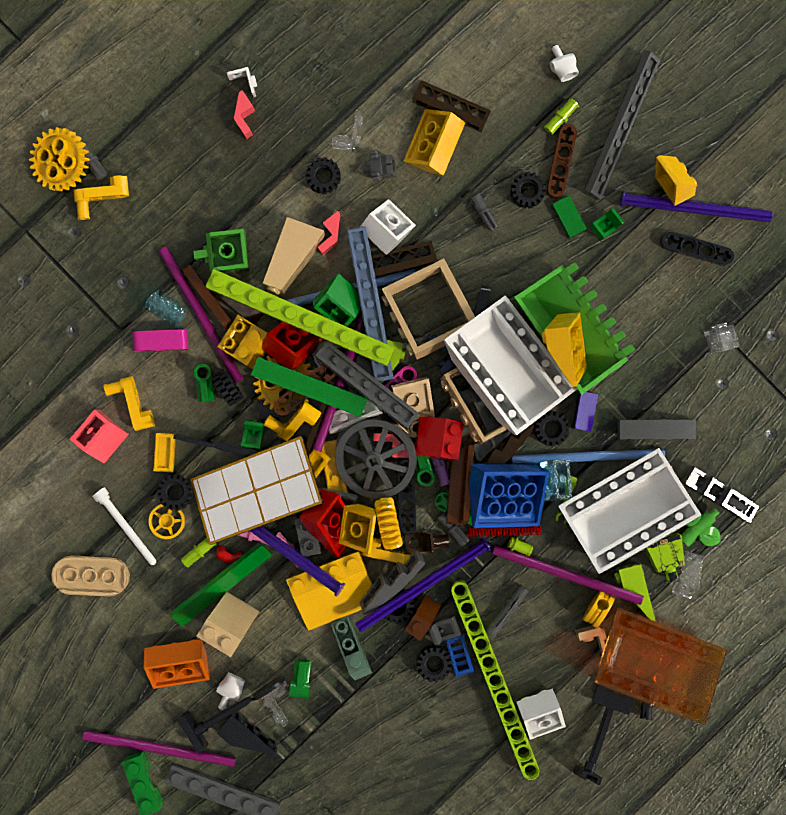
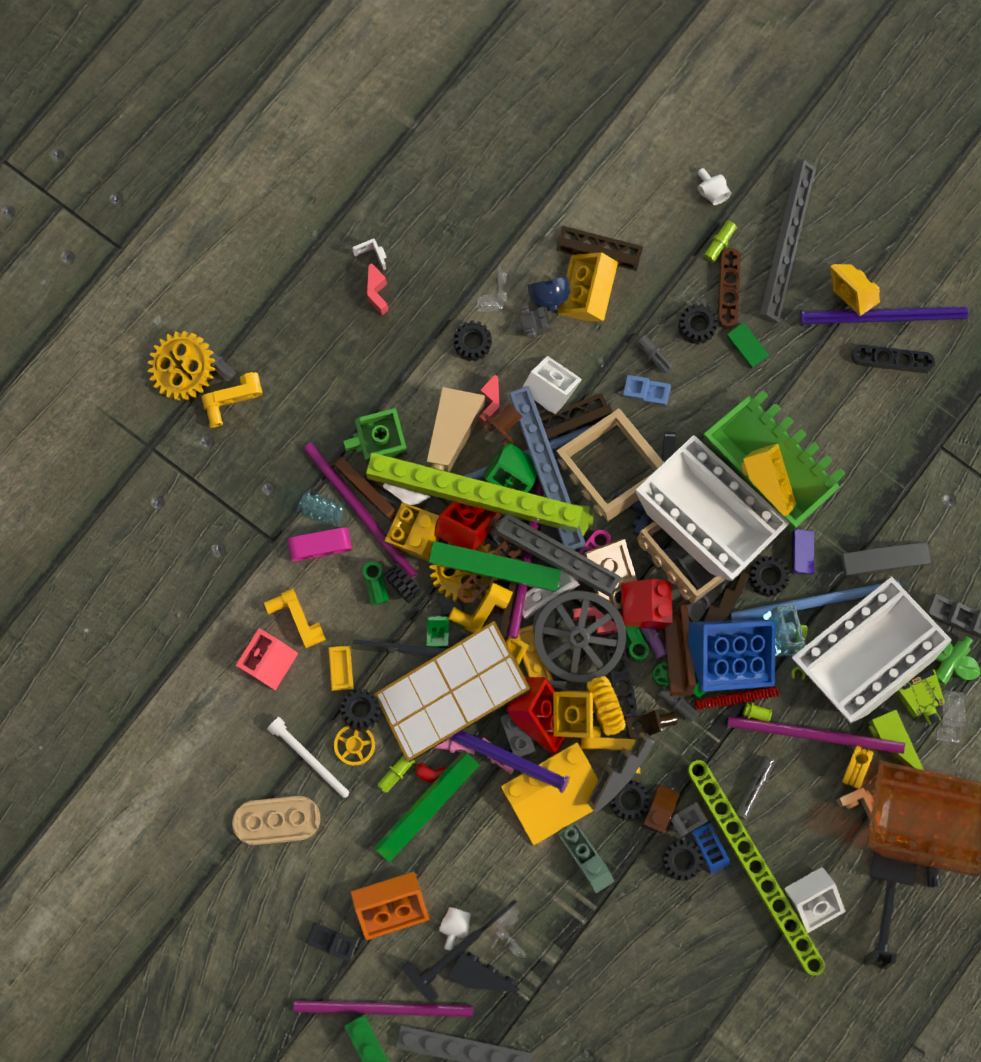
camera: 10 degrees left, 10 degrees down
(123, 685) = (331, 941): none -> black slope
(228, 624) = (444, 844): tan slope -> none
(300, 684) = (534, 907): green piece -> none
(337, 257) = (503, 422): none -> reddish brown piece
(399, 142) = (550, 293): none -> dark blue cylinder
(422, 585) = (656, 770): dark purple axle -> none
(472, 244) = (647, 391): none -> medium blue slope
(606, 224) = (790, 346): green bracket -> none
(721, 338) = (938, 448): clear brick -> none

